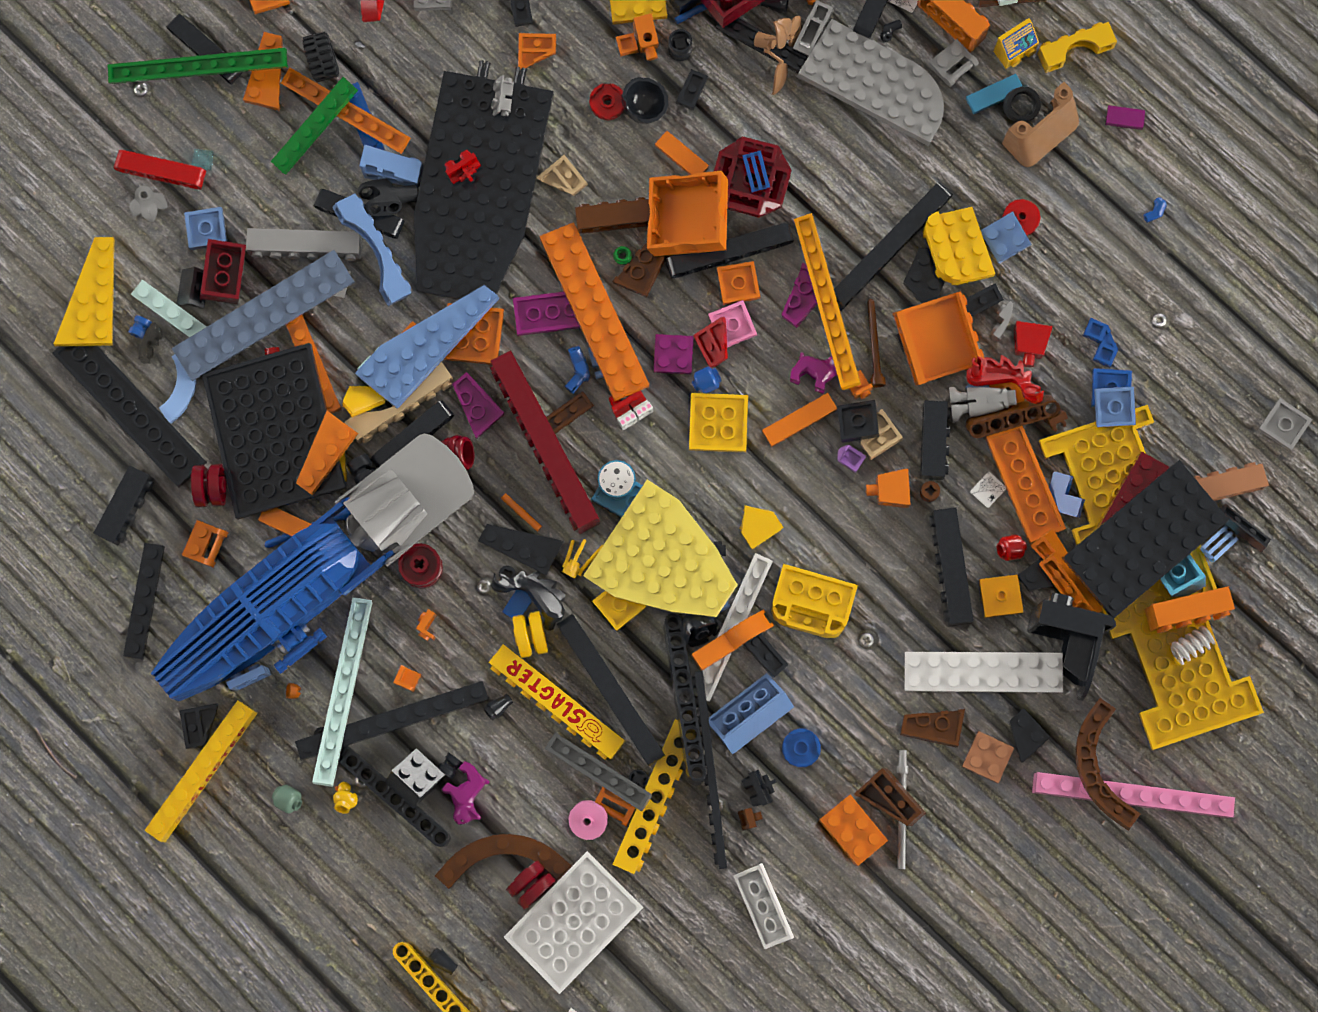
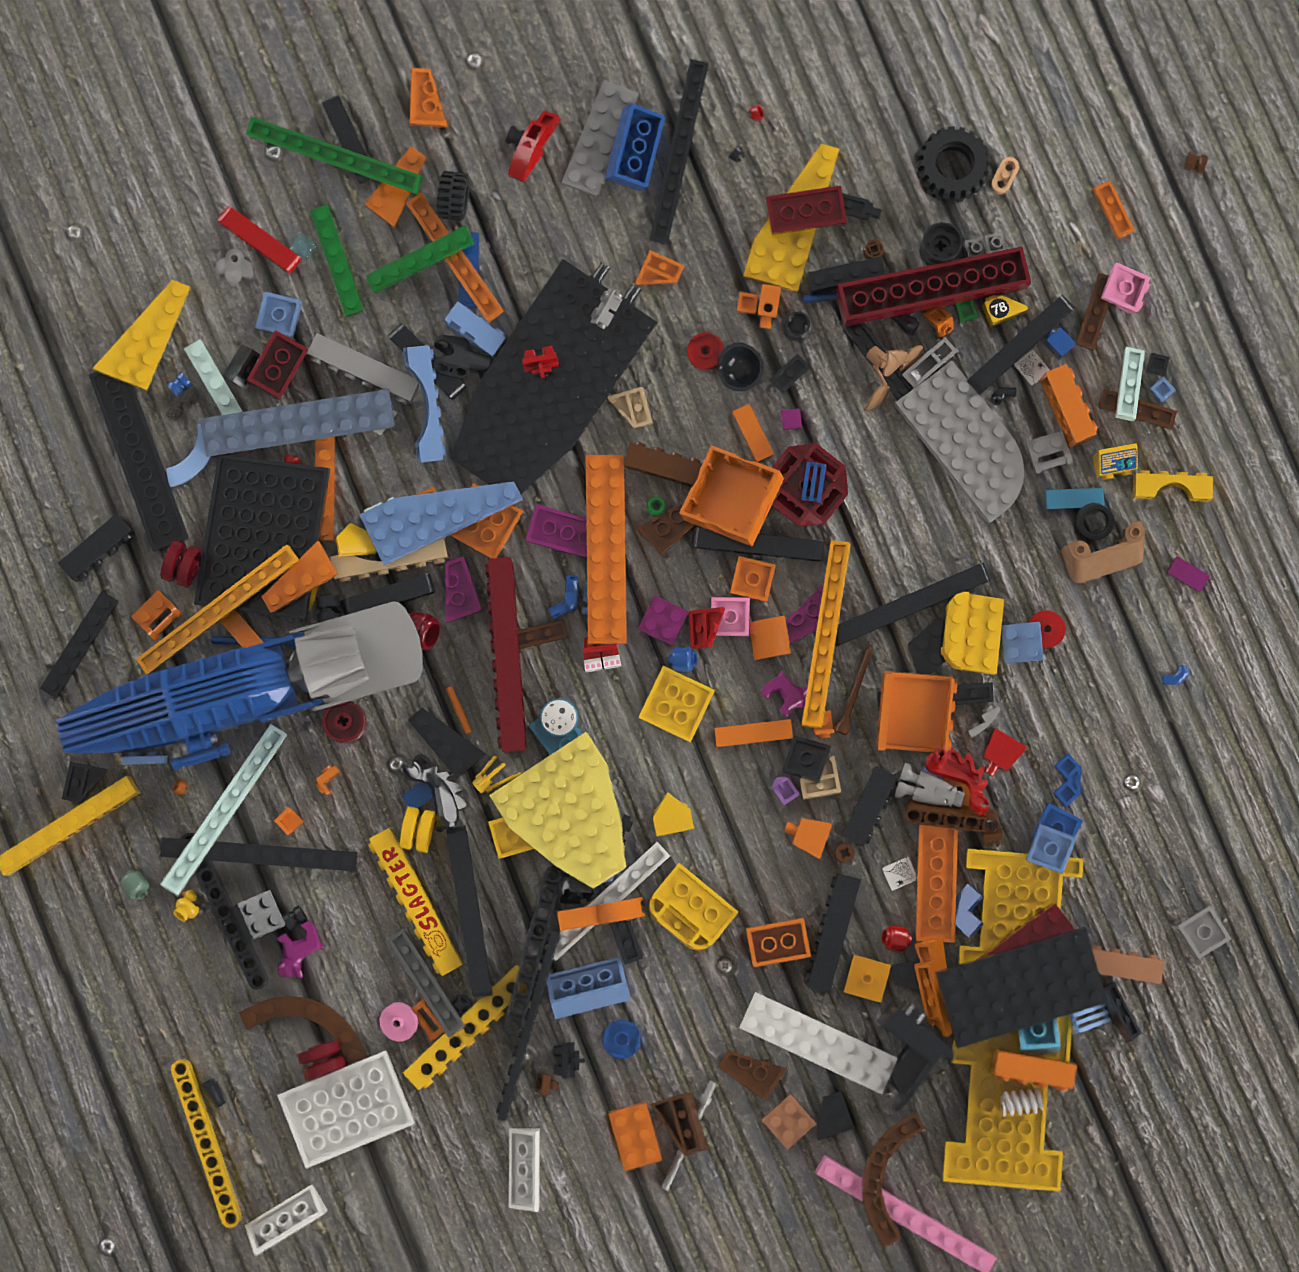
camera: 20 degrees right, 5 degrees up
(238, 159) = (336, 260): none -> green plate
(260, 512) = (217, 609): none -> light orange plate
(498, 706) = (361, 882): black cone -> none
(711, 129) = (791, 419): none -> magenta tile
(777, 328) = (769, 638): none -> orange slope
(905, 596) = (778, 942): none -> orange brick

